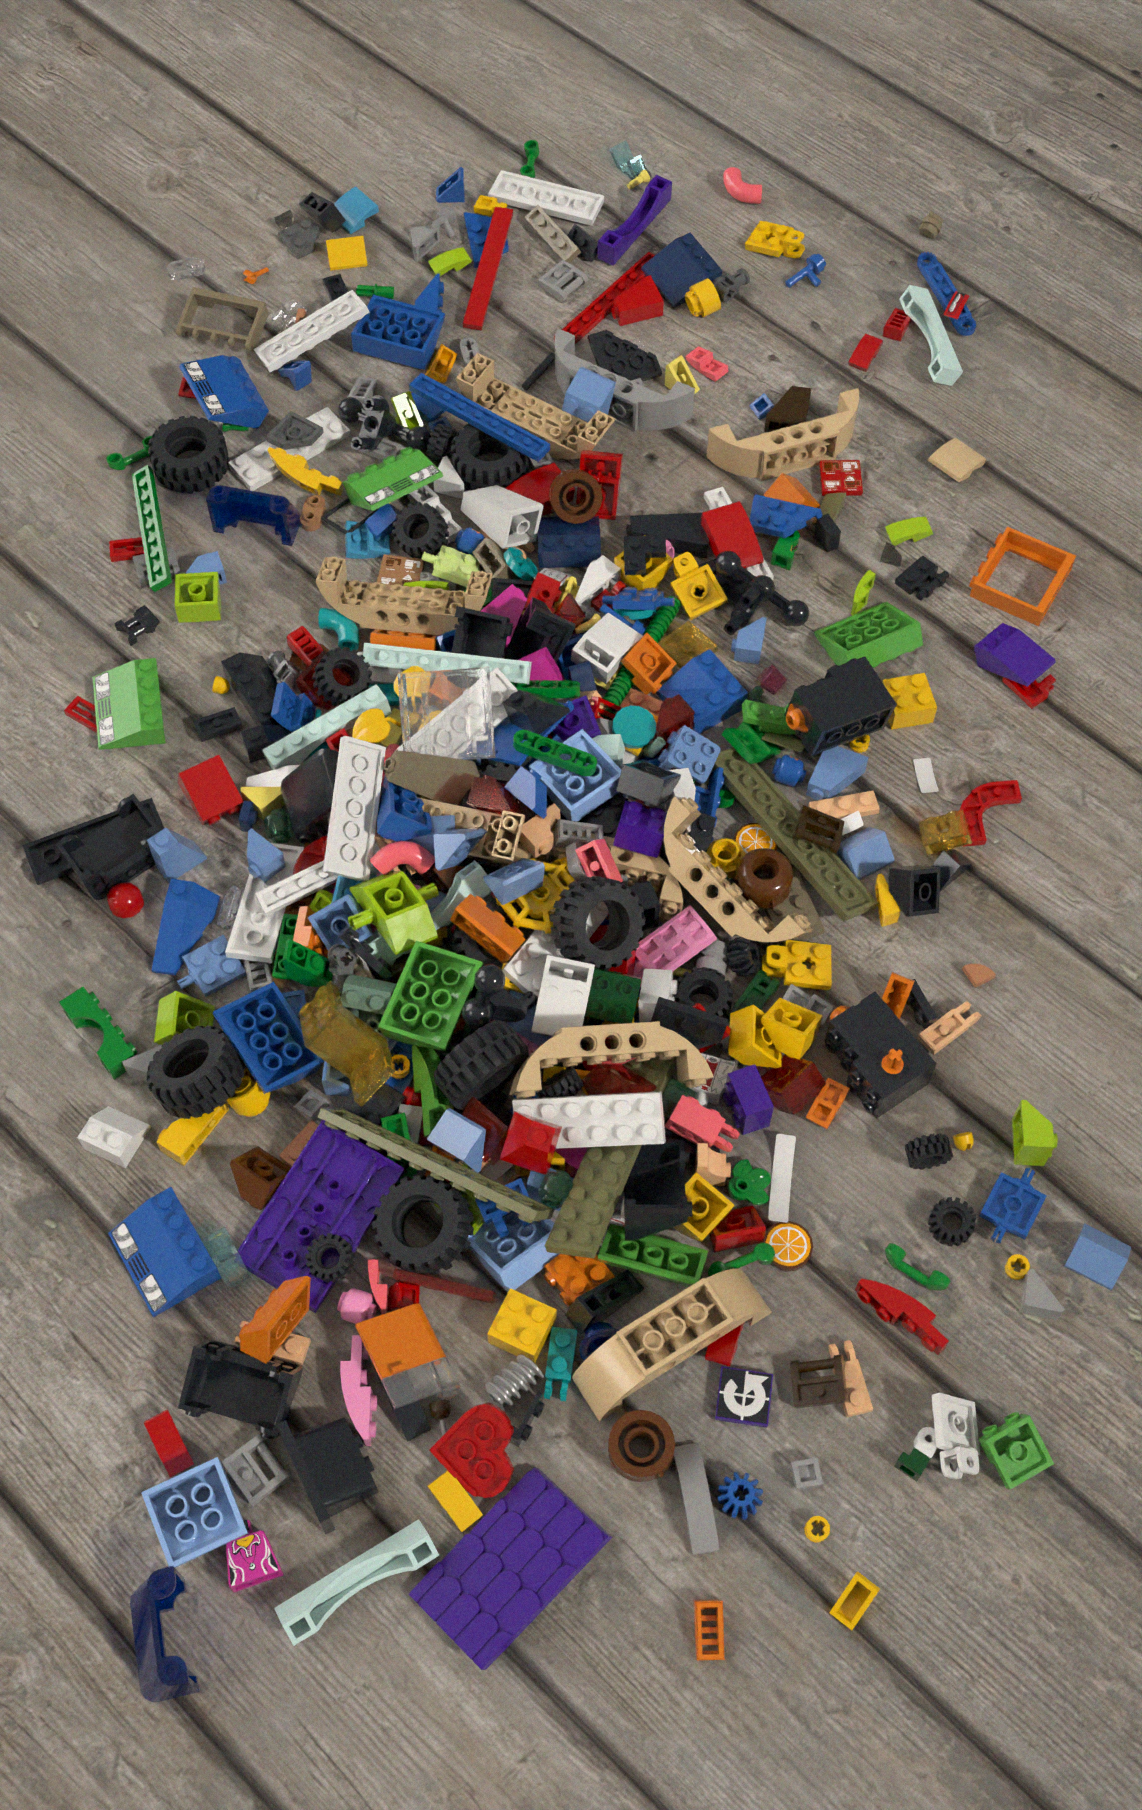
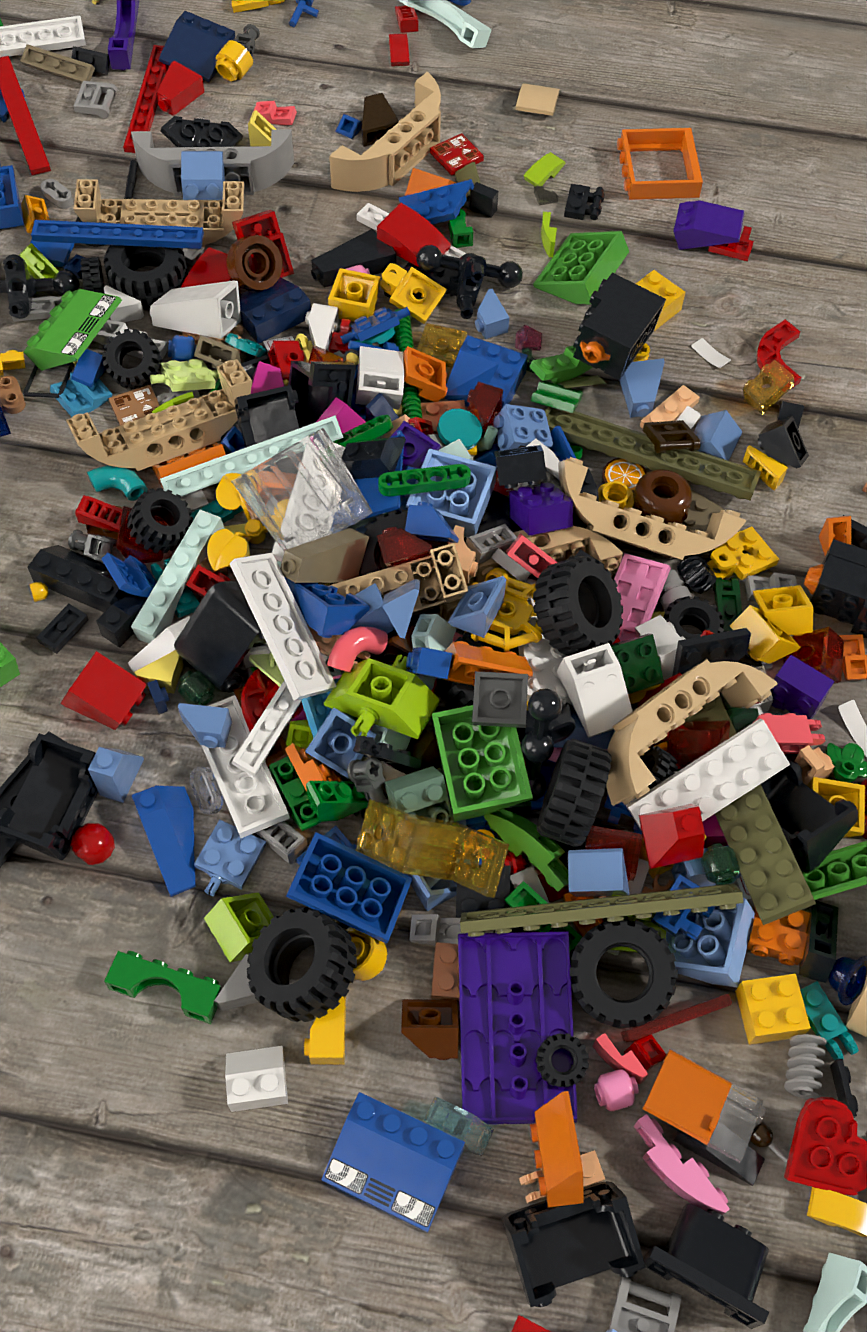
camera: 35 degrees left, 0 degrees up
(442, 899) = (429, 662): none -> blue brick
(467, 955) = (500, 699): none -> dark grey plate
(641, 547) = (346, 282): black plate -> none
(789, 770) = (605, 403): blue head -> none

